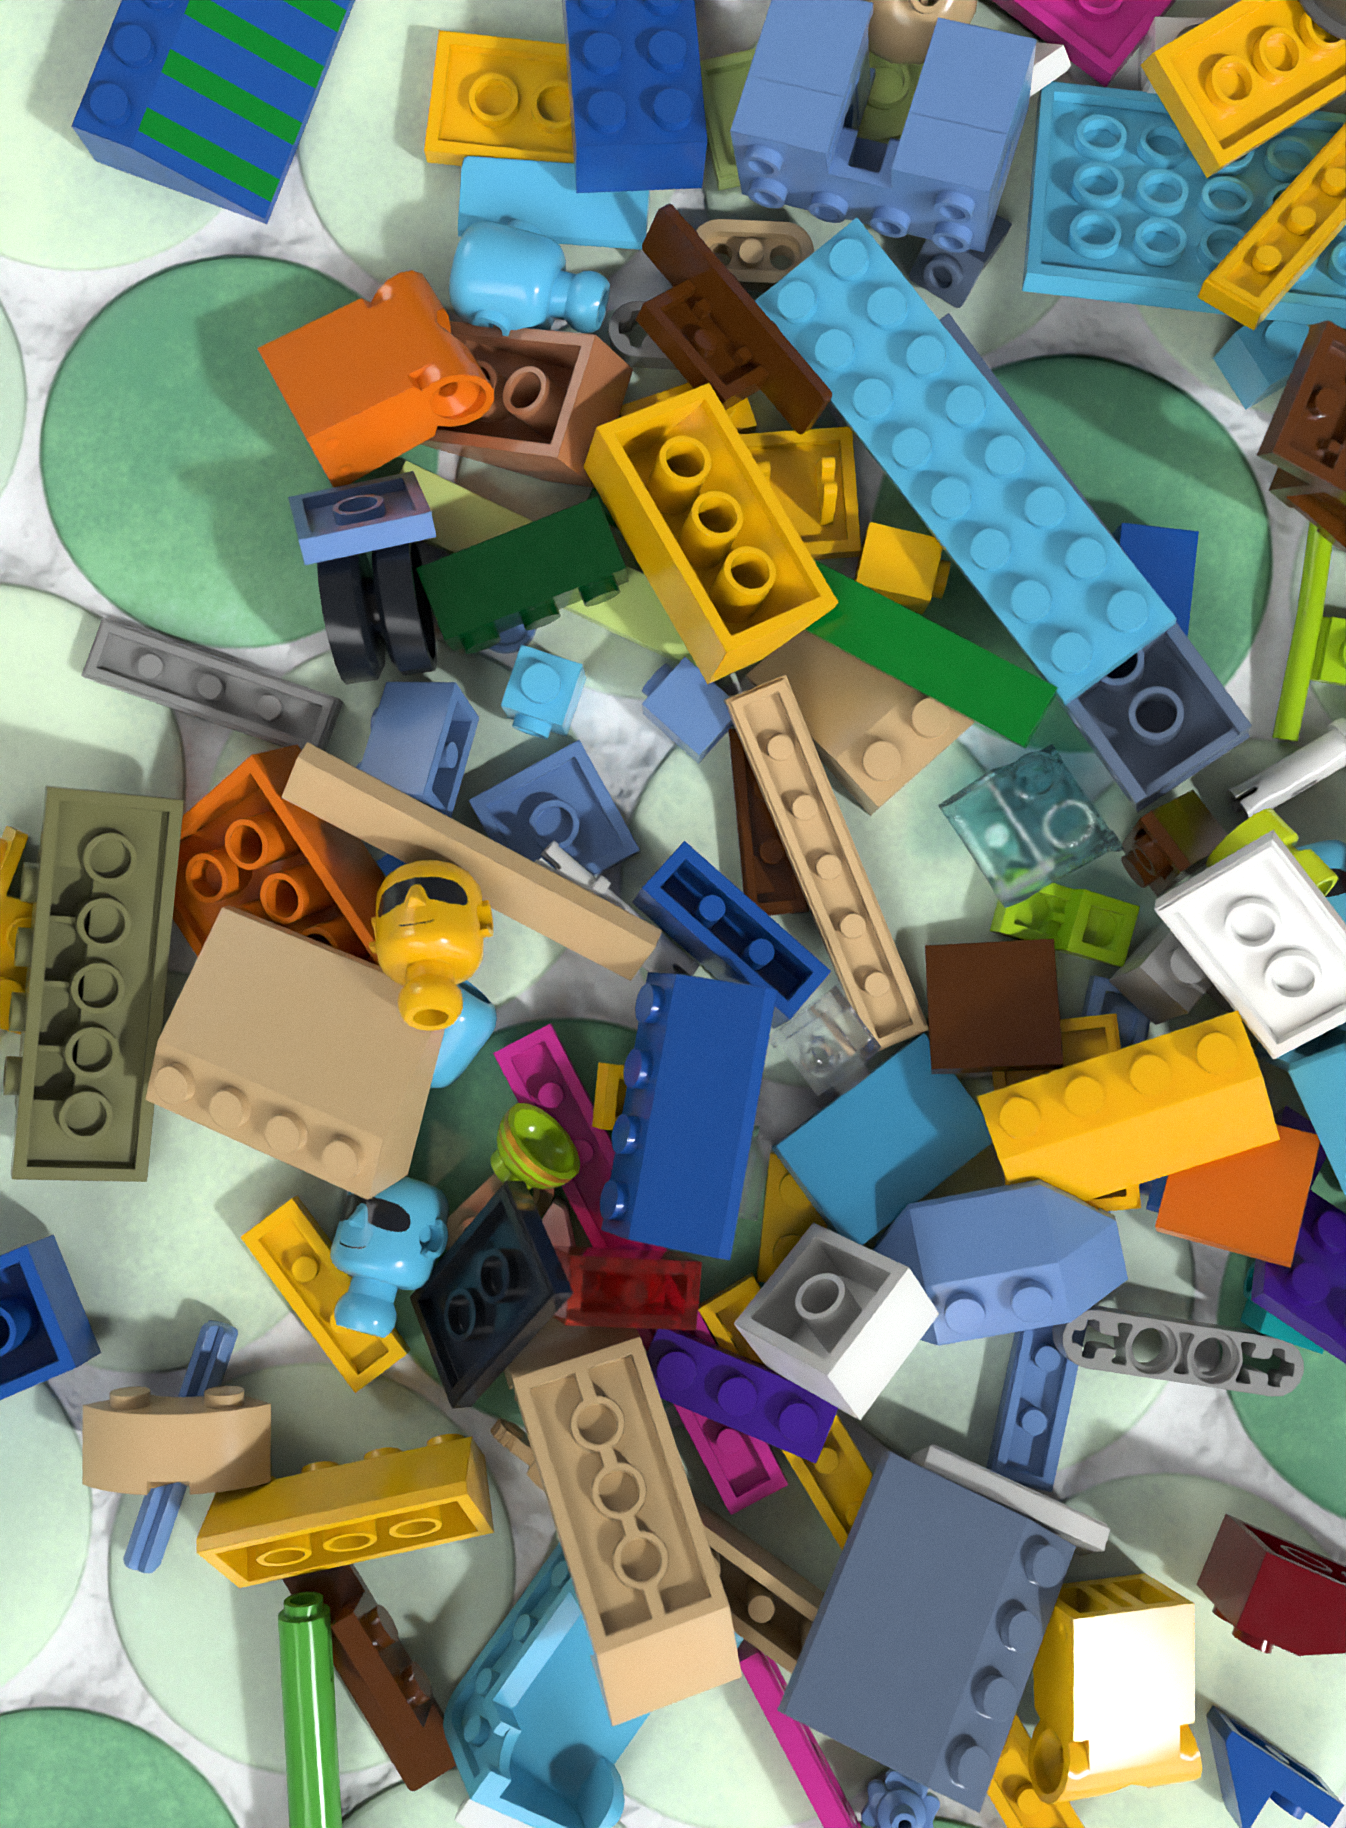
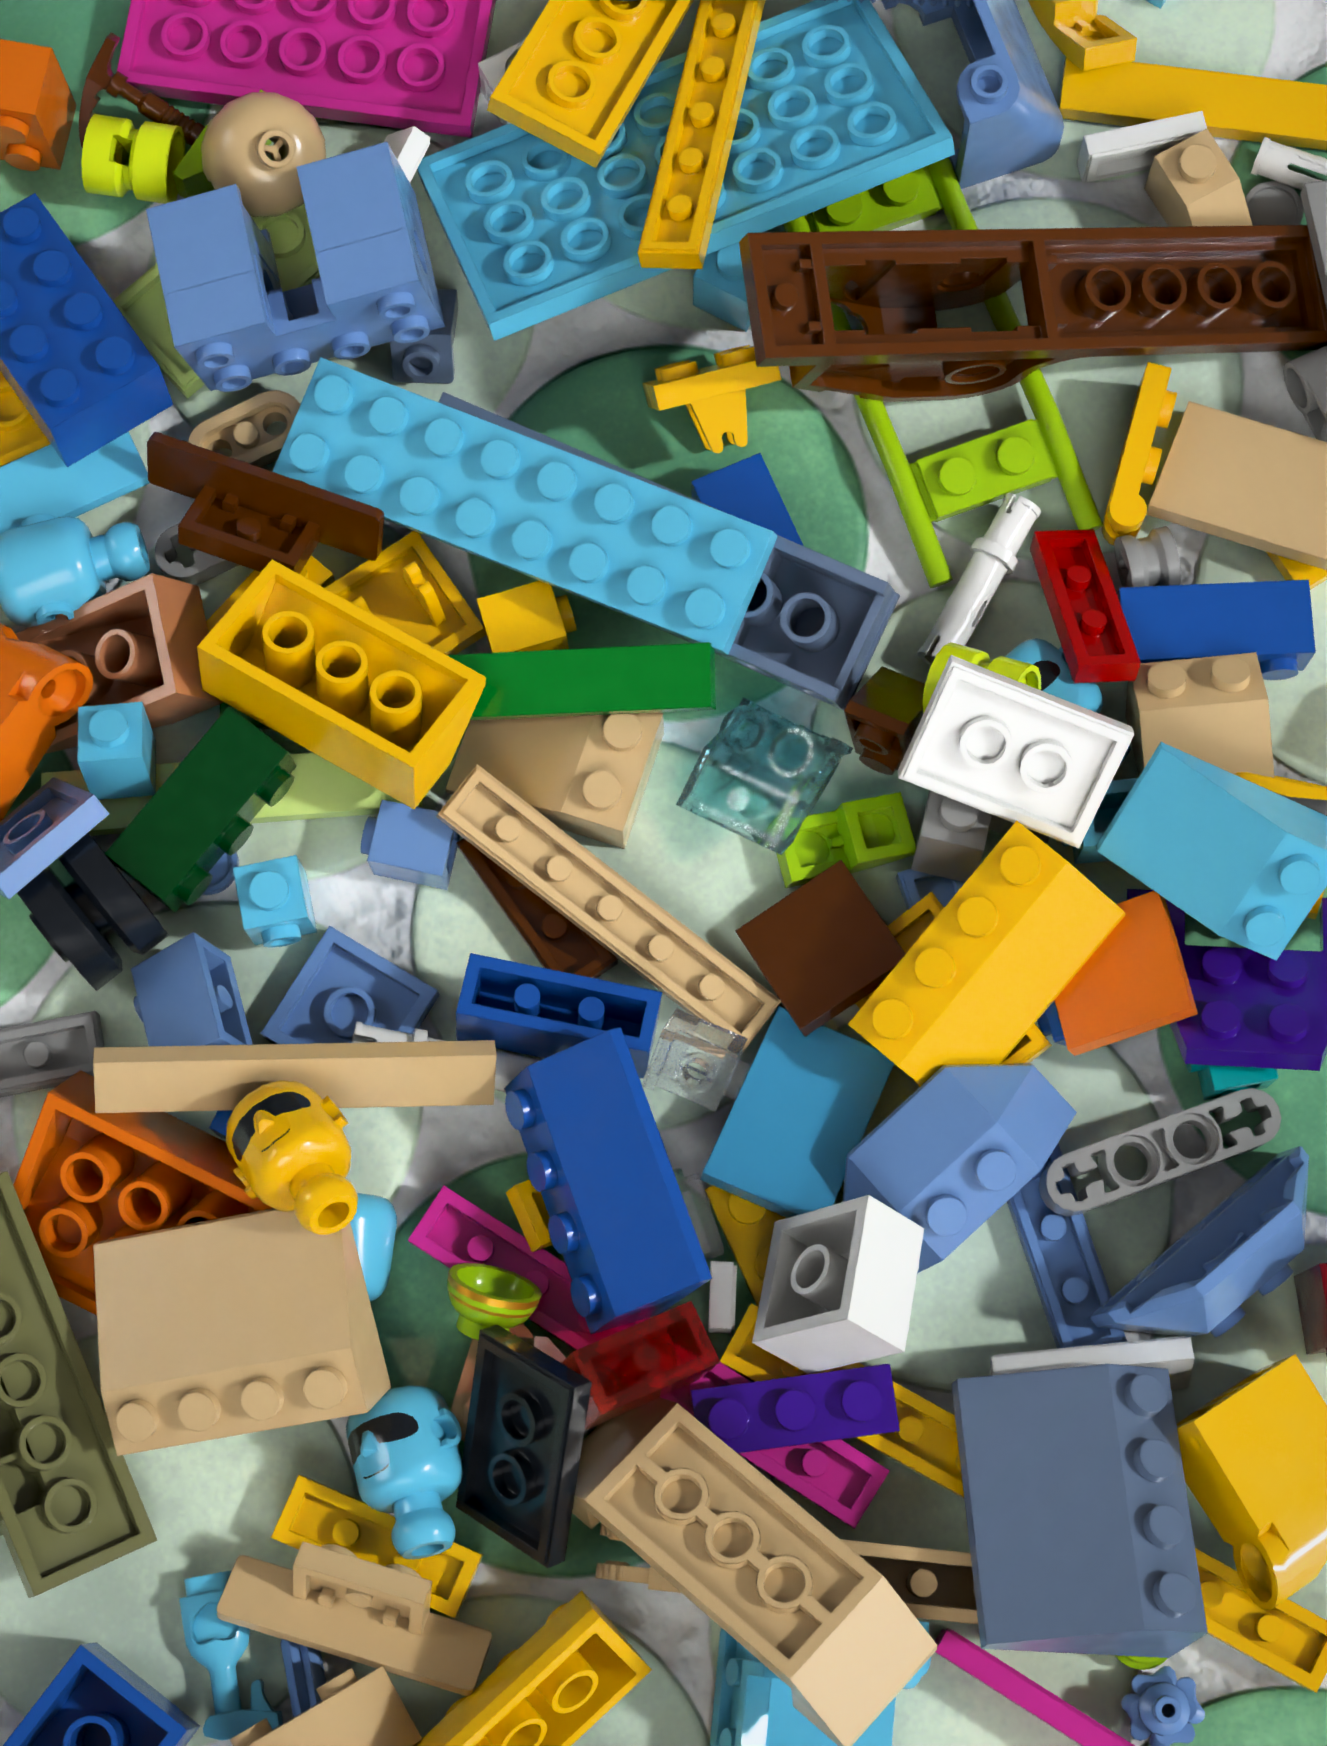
camera: 30 degrees left, 10 degrees down
(152, 1290) = (218, 1648): none -> medium azure piece
(273, 1347) = (357, 1614): none -> tan bracket
(478, 479) = (117, 750): none -> medium azure brick
(723, 1273) = (722, 1297): none -> white tile
(1180, 1471) = (1221, 1259): none -> medium blue wedge
(1189, 453) = (712, 394): none -> yellow plate

